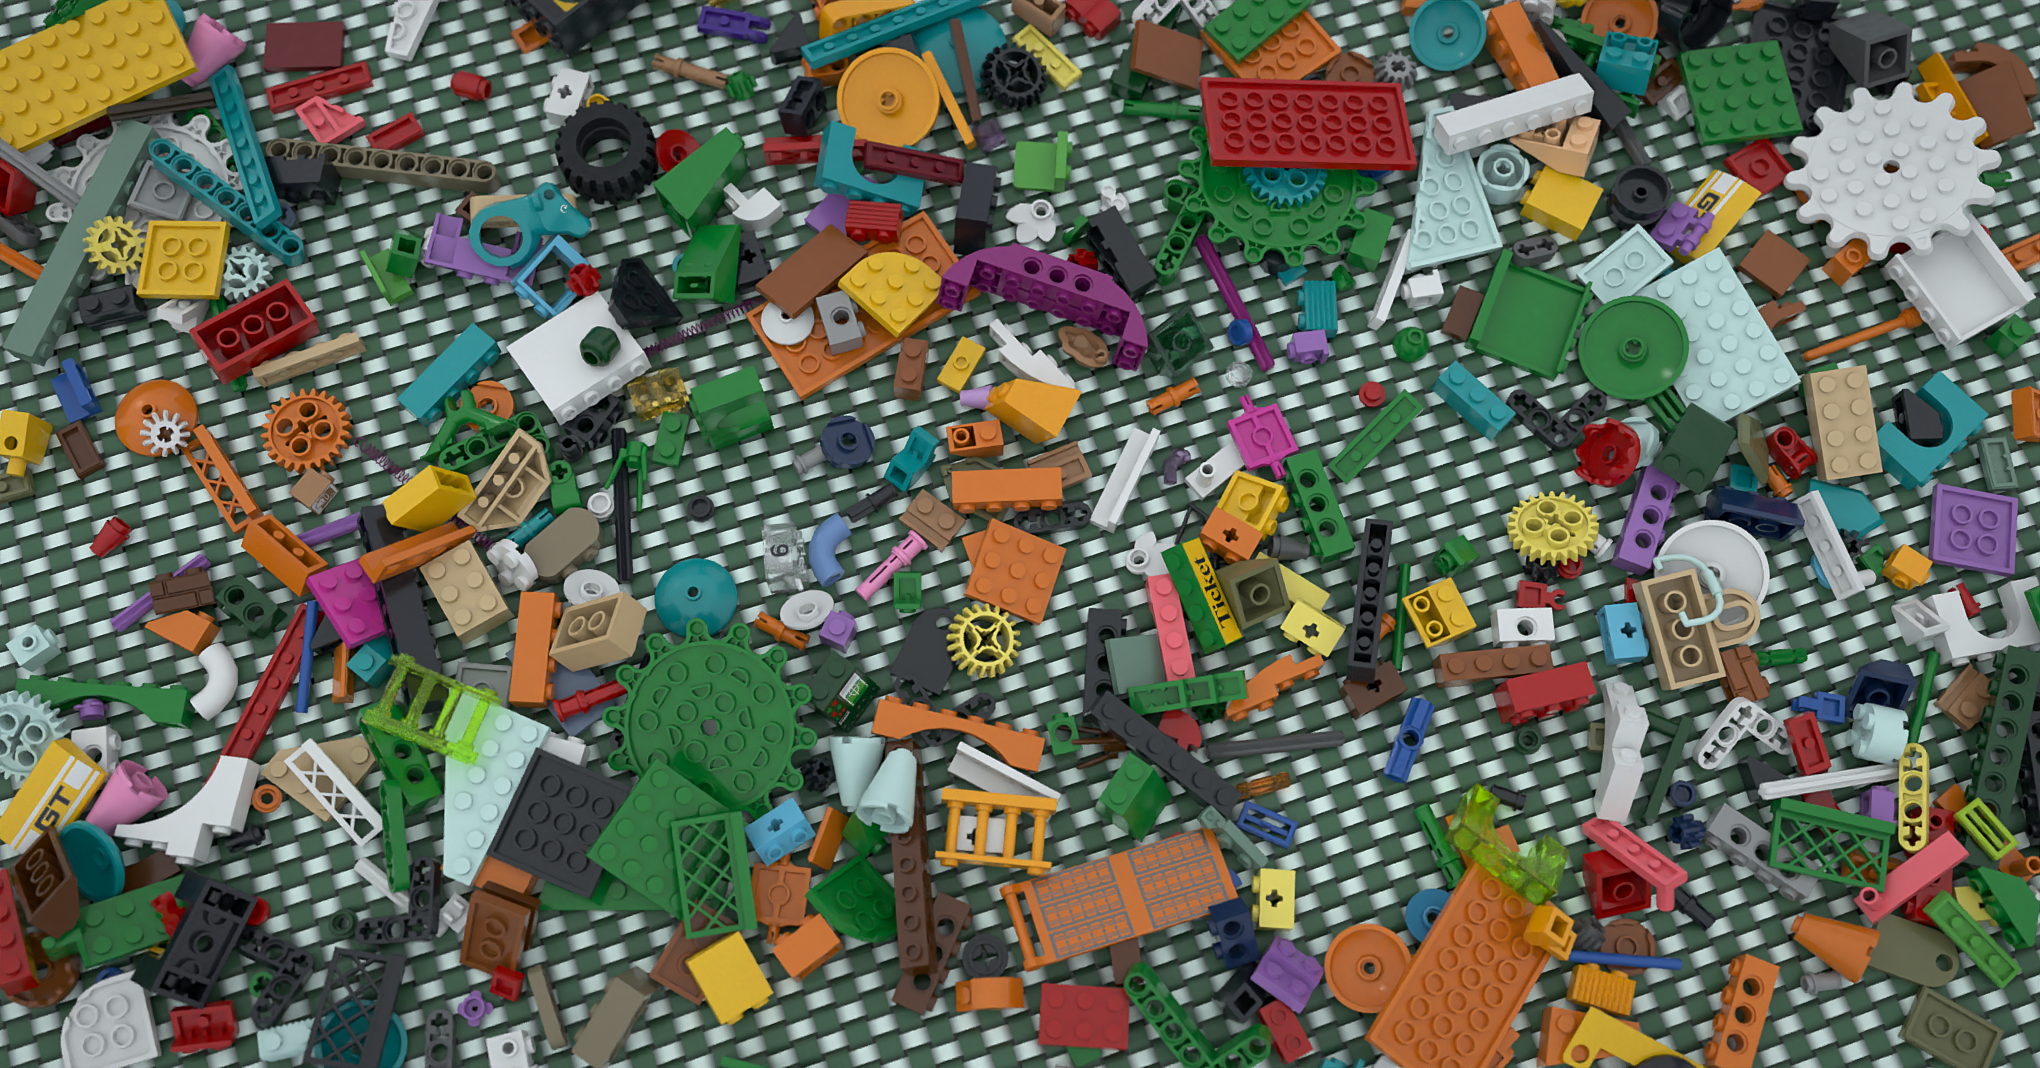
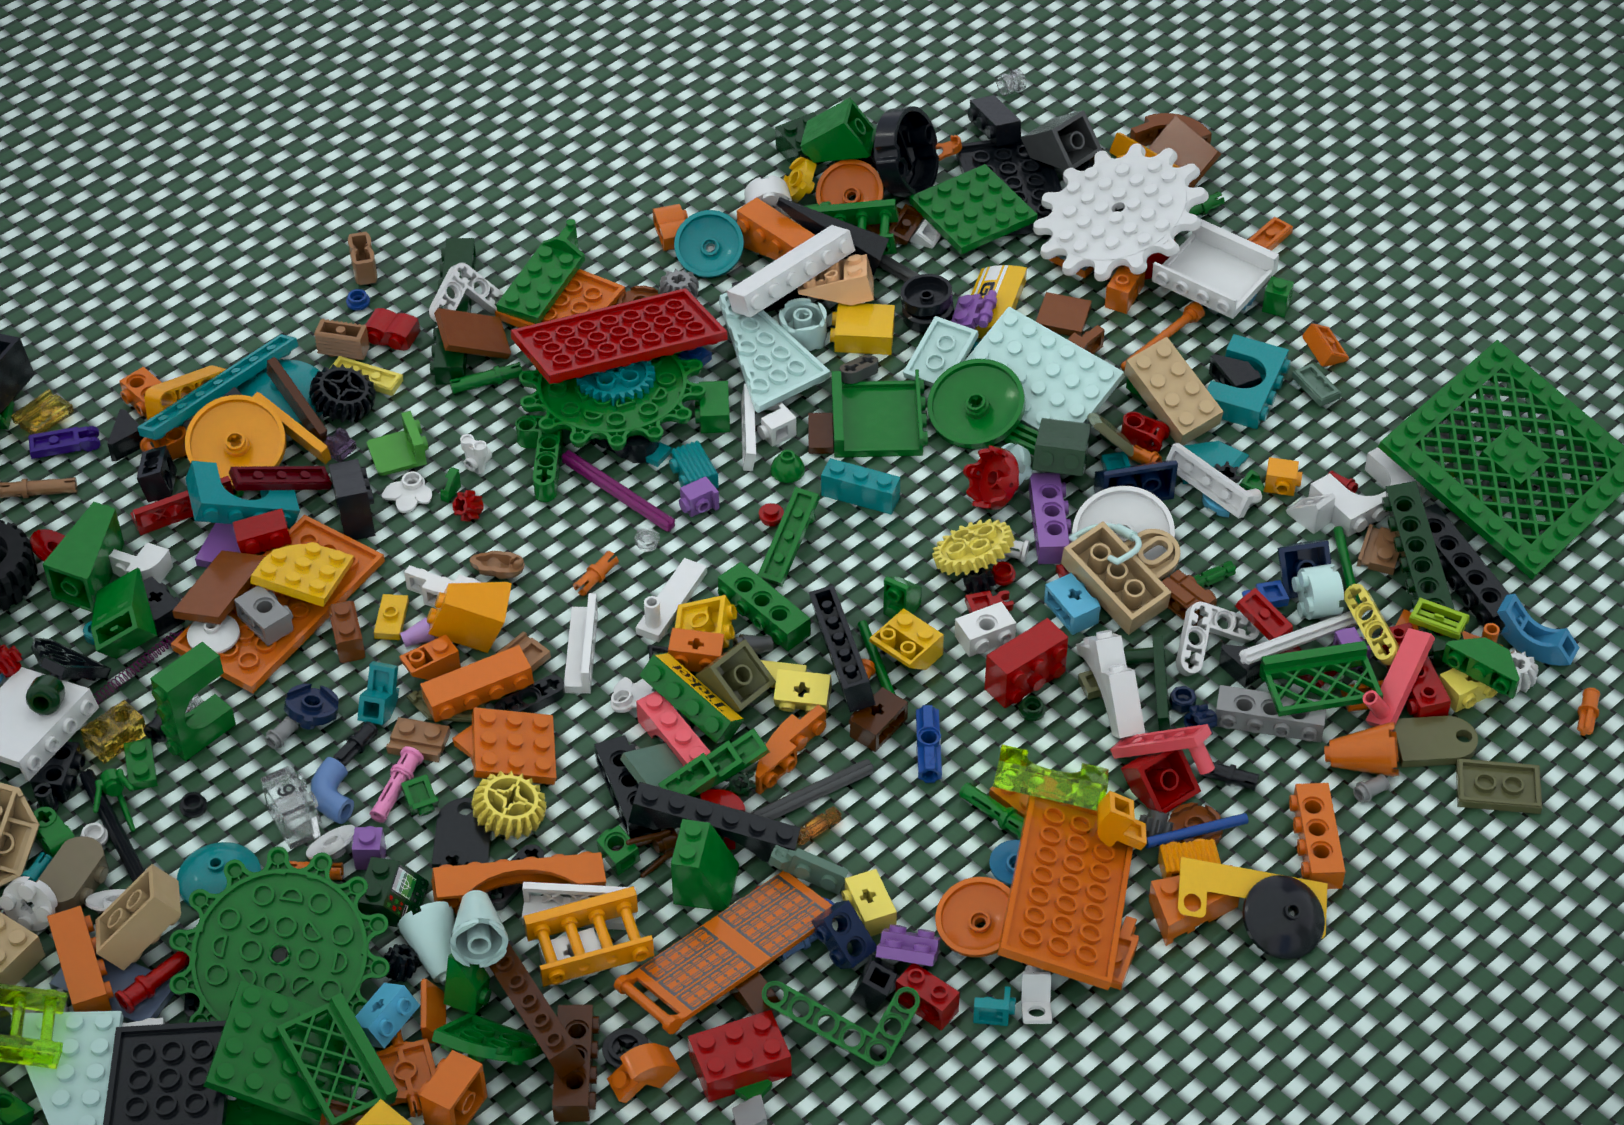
camera: 20 degrees left, 25 degrees down
(741, 85) = (91, 480): green gear -> none
(1054, 287) = (450, 525): magenta slope -> none
(1120, 253) = (499, 484): black wedge -> none
(1172, 462) = (618, 621): clear purple arm -> none
(1177, 343) = (579, 526): clear green slope -> none
(1240, 332) = (633, 507): blue tile -> none
(1262, 437) = (689, 570): dark pink plate -> none
(1263, 835) = (848, 860): blue tile -> none
(1343, 279) = (705, 441): green tile -> none
(1475, 666) = (948, 673): dark orange arch -> none
(1509, 797) = (1040, 754): black pin -> none
(1560, 426) = (943, 481): black beam -> none
(1626, 62) = (868, 209): teal slope -> none
(1759, 166) = (1017, 252): red tile -> none
(1972, 939) = (1474, 705): bright green tile -> none
(1973, 530) = (1321, 434): medium lavender plate -> none

